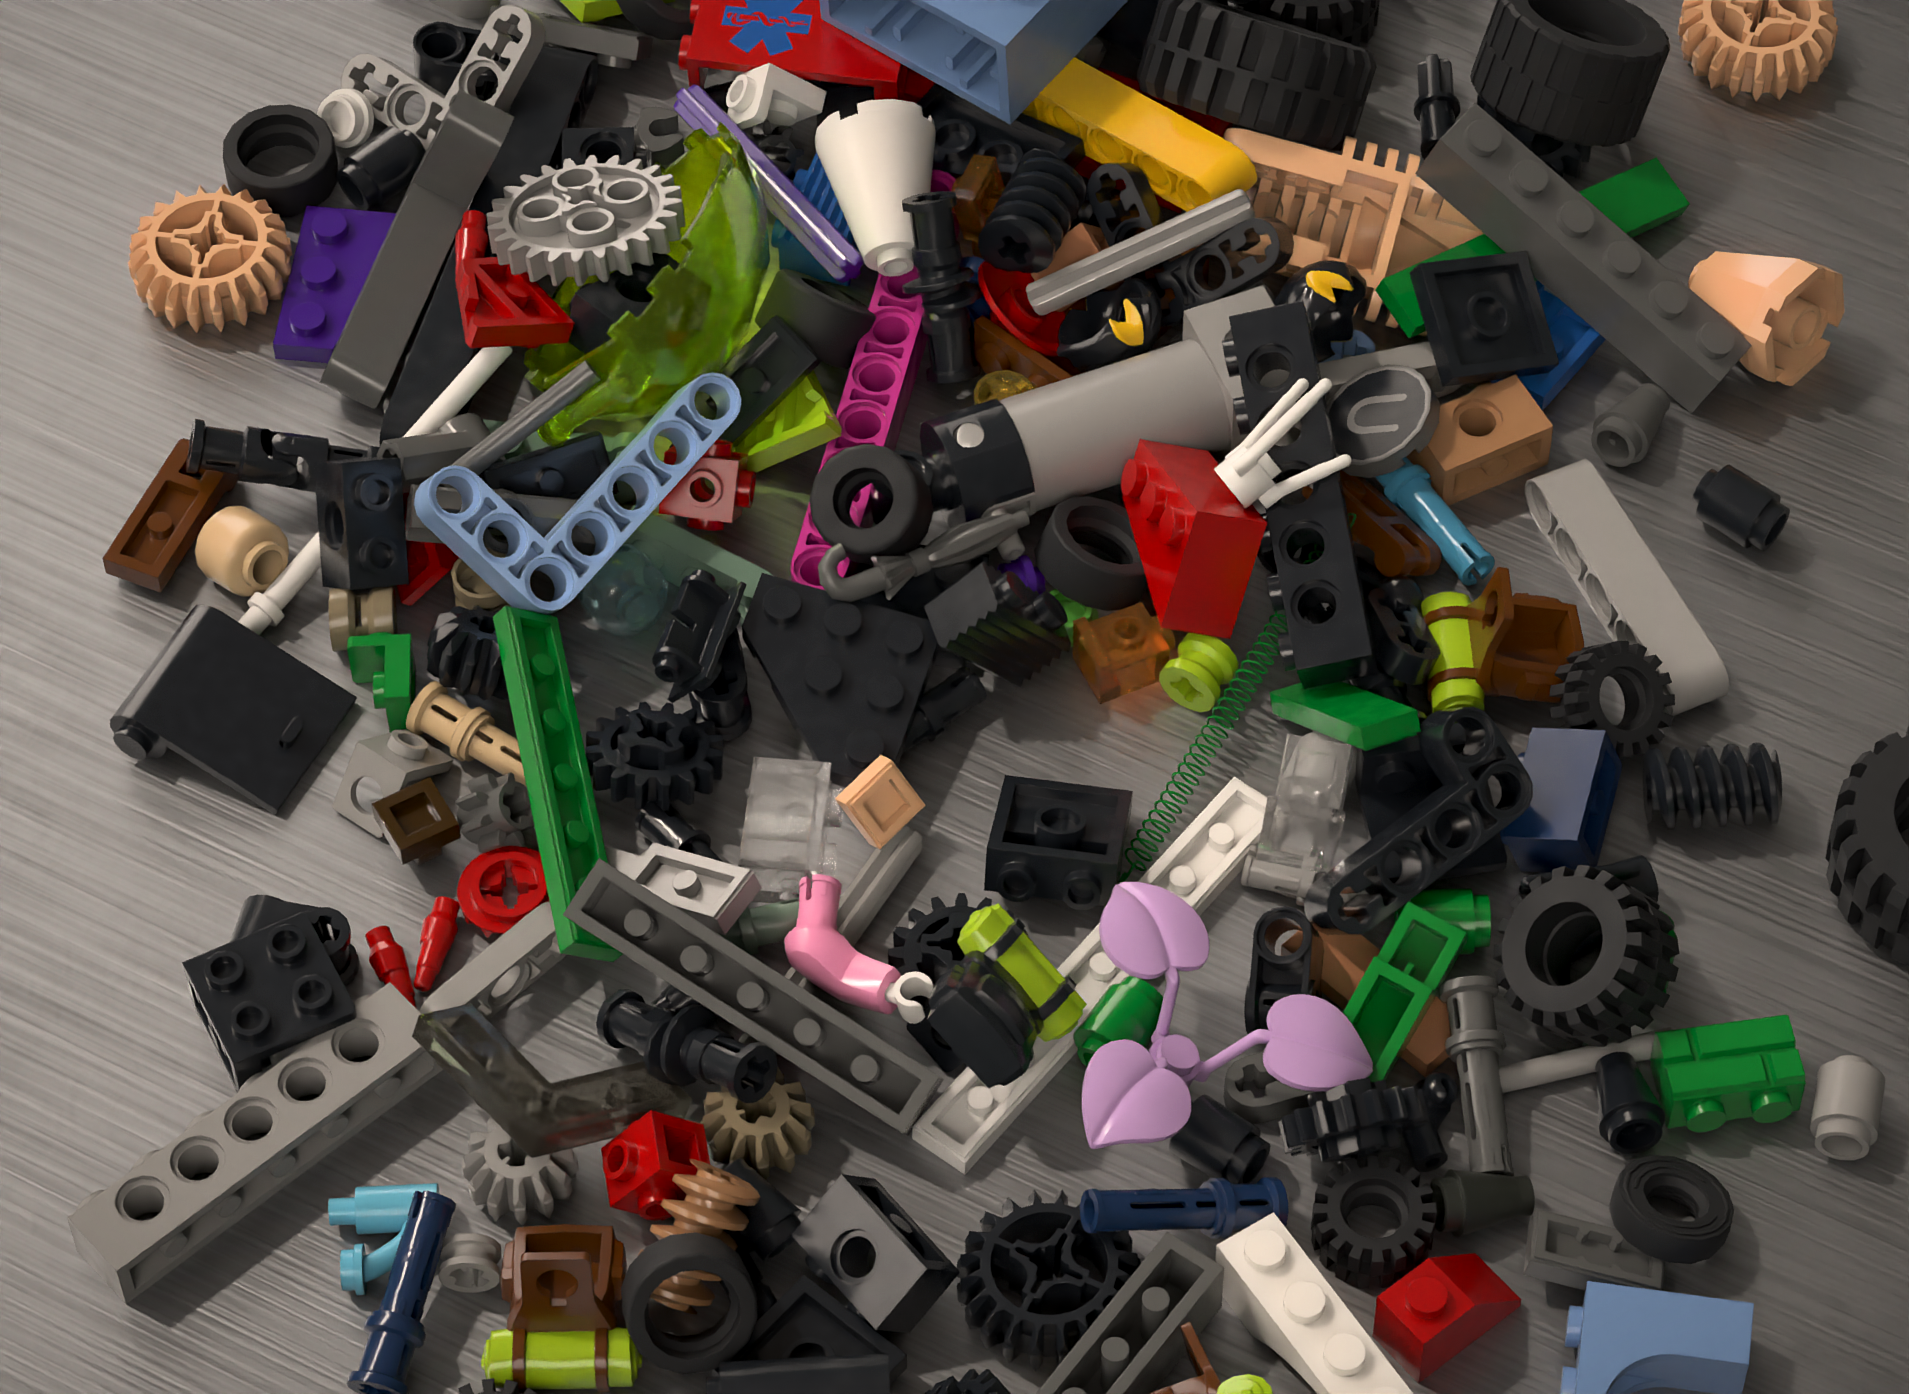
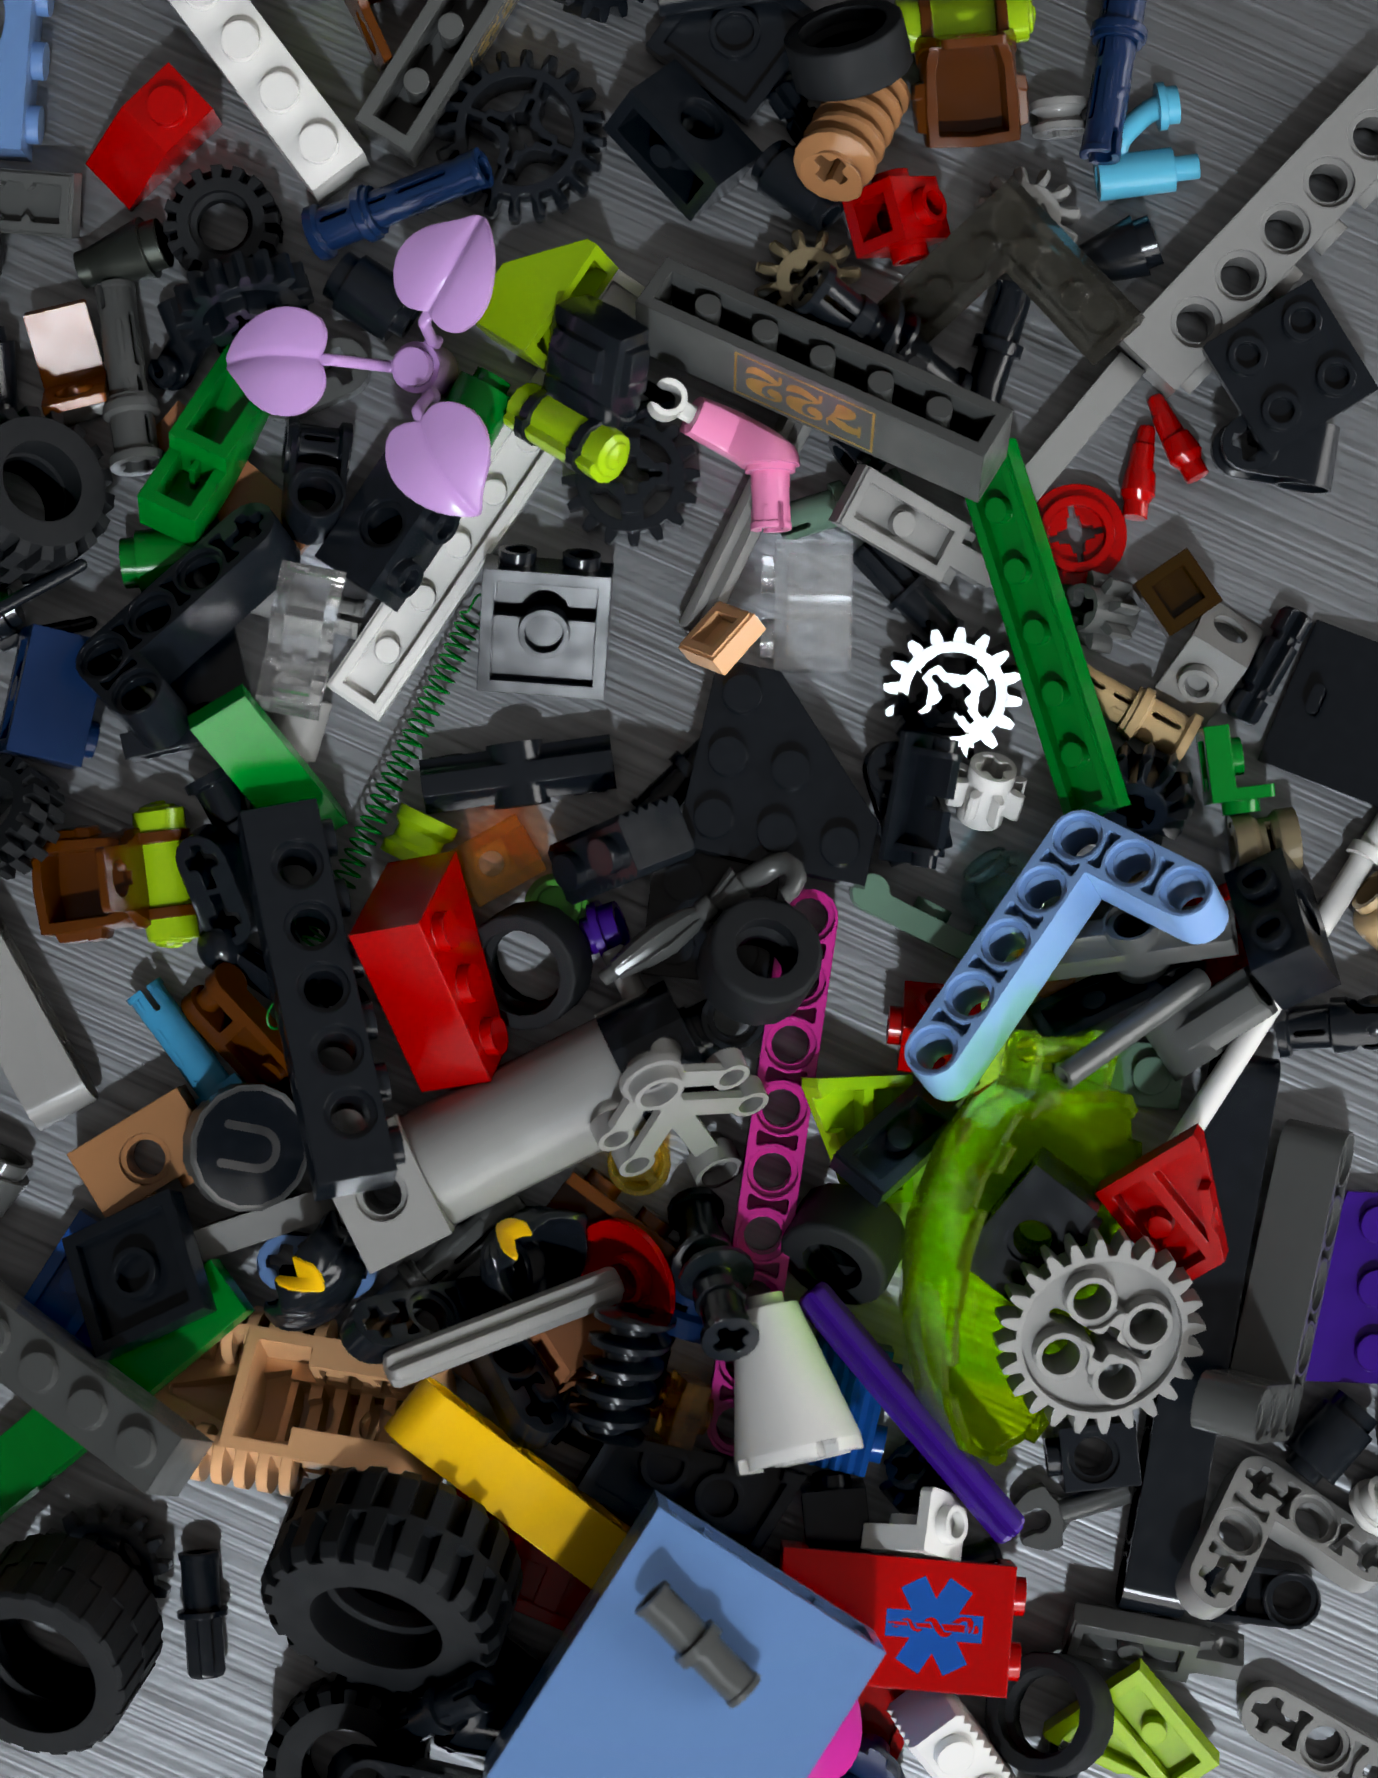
camera: 175 degrees right, 35 degrees up
(326, 774) = (1269, 665): none -> black axle
(427, 1133) = (1125, 249): none -> black cone
(472, 237) = (1219, 1305): red piece -> none
(570, 1050) = (999, 340): none -> black pin
(624, 686) = (988, 792): none -> white gear
(977, 380) = (657, 1084): none -> light grey plant
(1037, 1118) = (531, 287): none -> lime slope
(1096, 720) = (517, 774): none -> black piece
(1236, 898) = (364, 533): none -> black brick
(1250, 469) = (361, 988): white plant -> none
(1540, 1107) = (67, 356): none -> bracket

